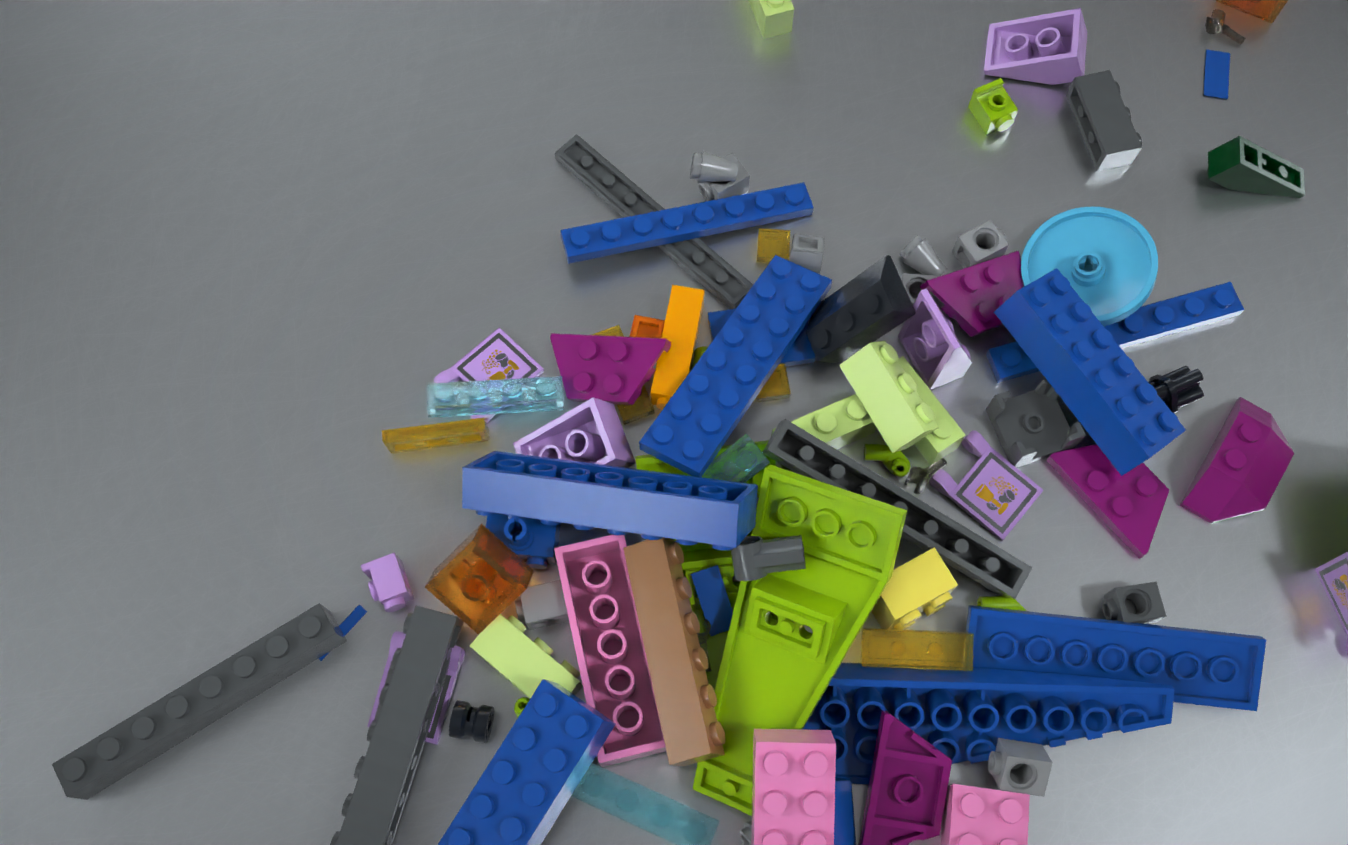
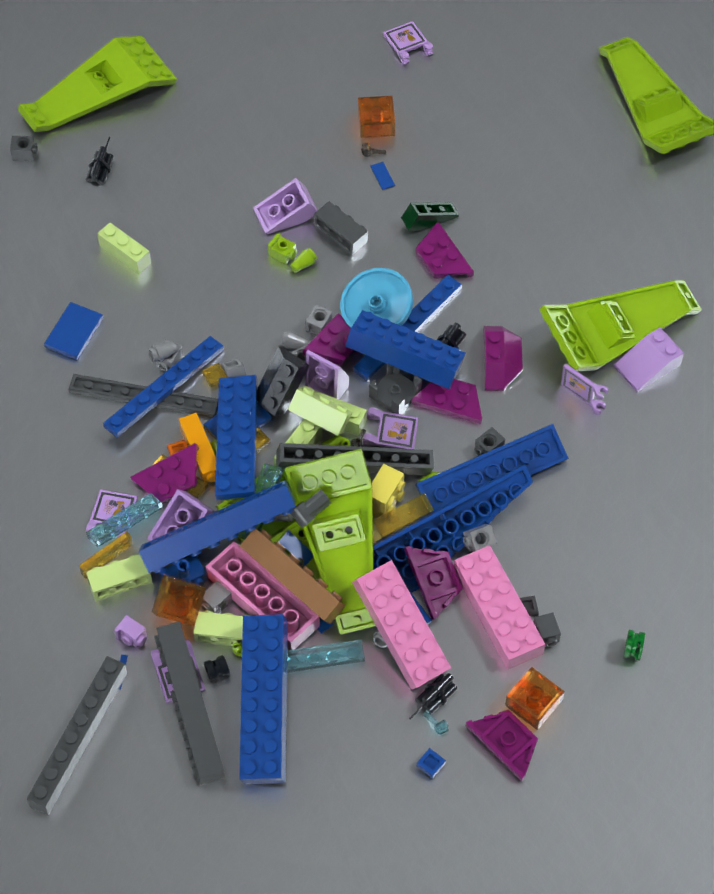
camera: 35 degrees left, 10 degrees down
(421, 478) = (118, 577): none -> yellowish green brick
(619, 72) = (73, 331): none -> blue tile
(1016, 141) = (304, 260): none -> lime cone
(1238, 246) = (442, 255): none -> magenta wing

